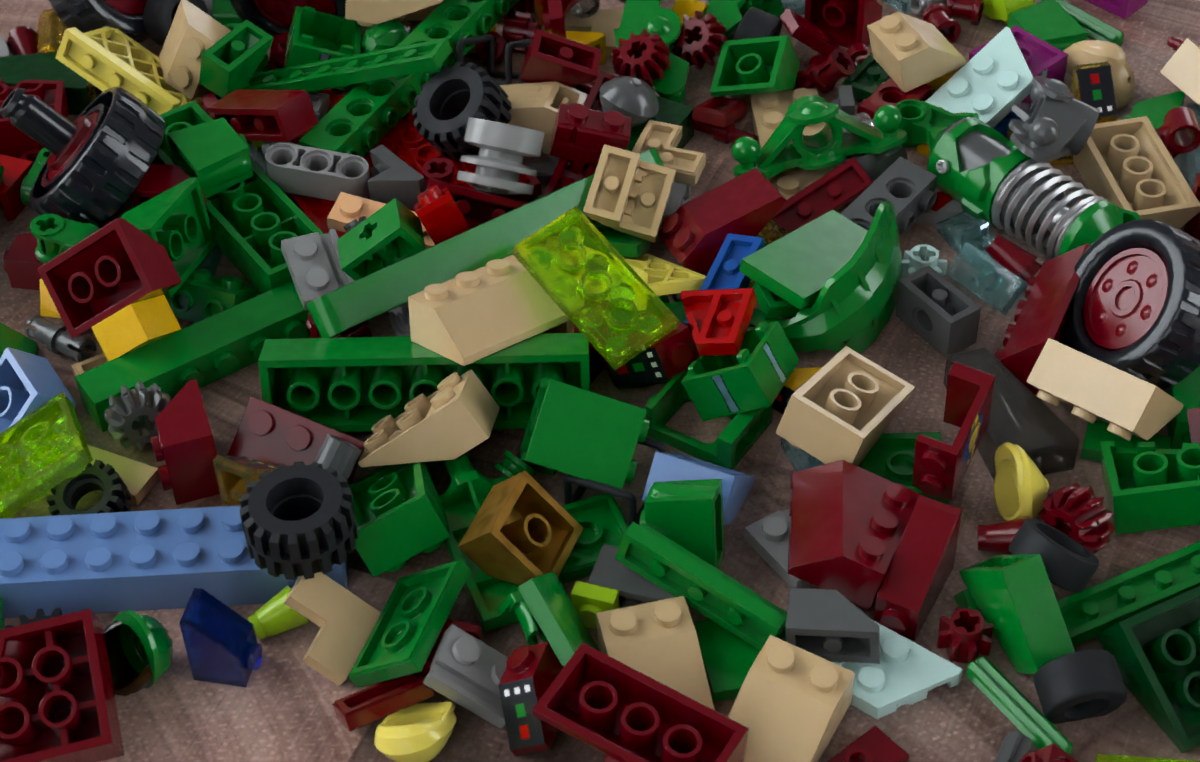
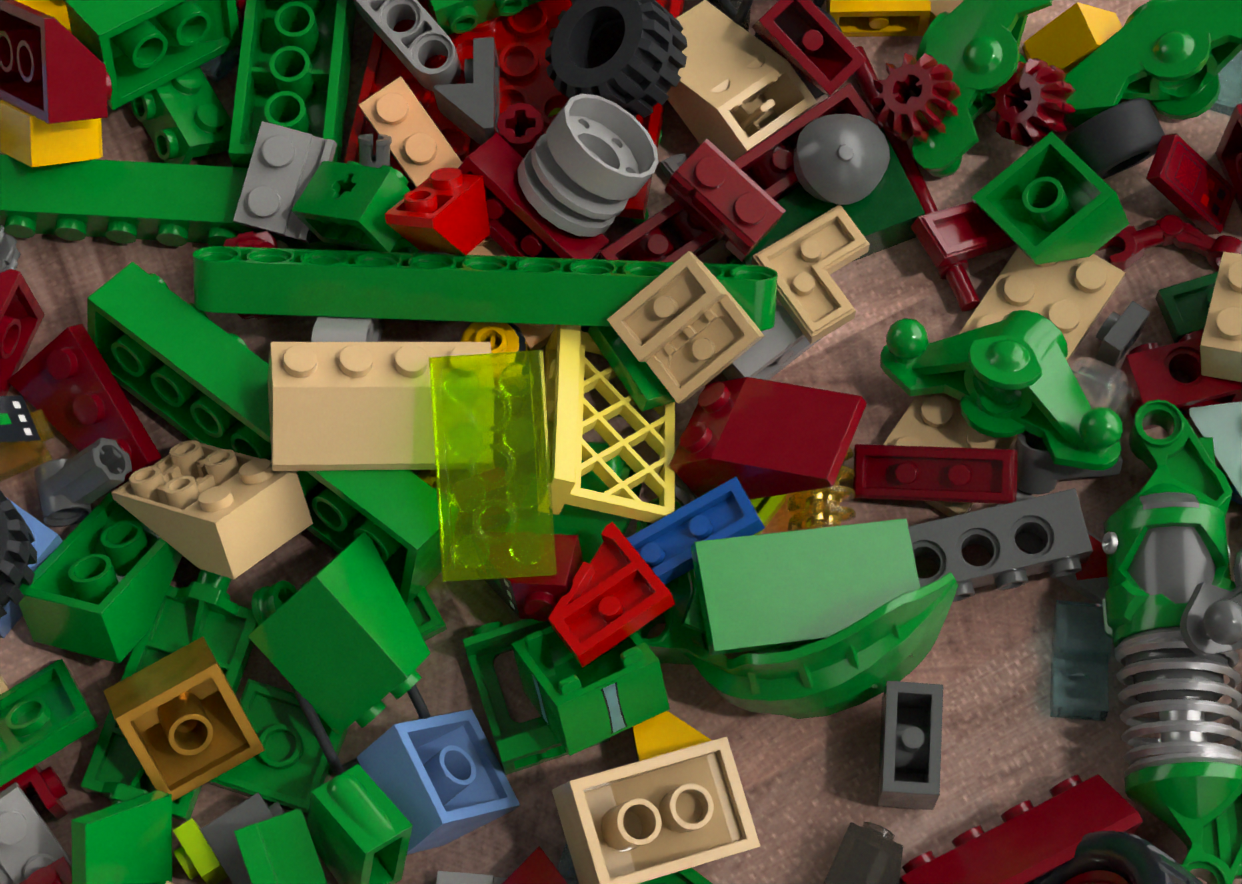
camera: 40 degrees right, 25 degrees up
(832, 70) = (1159, 268): dark red bush -> none
(921, 257) = (976, 671): light aqua gear -> none
(986, 278) = (1029, 730): clear light blue plate -> none
(1013, 257) = (1081, 736): dark red cone -> none

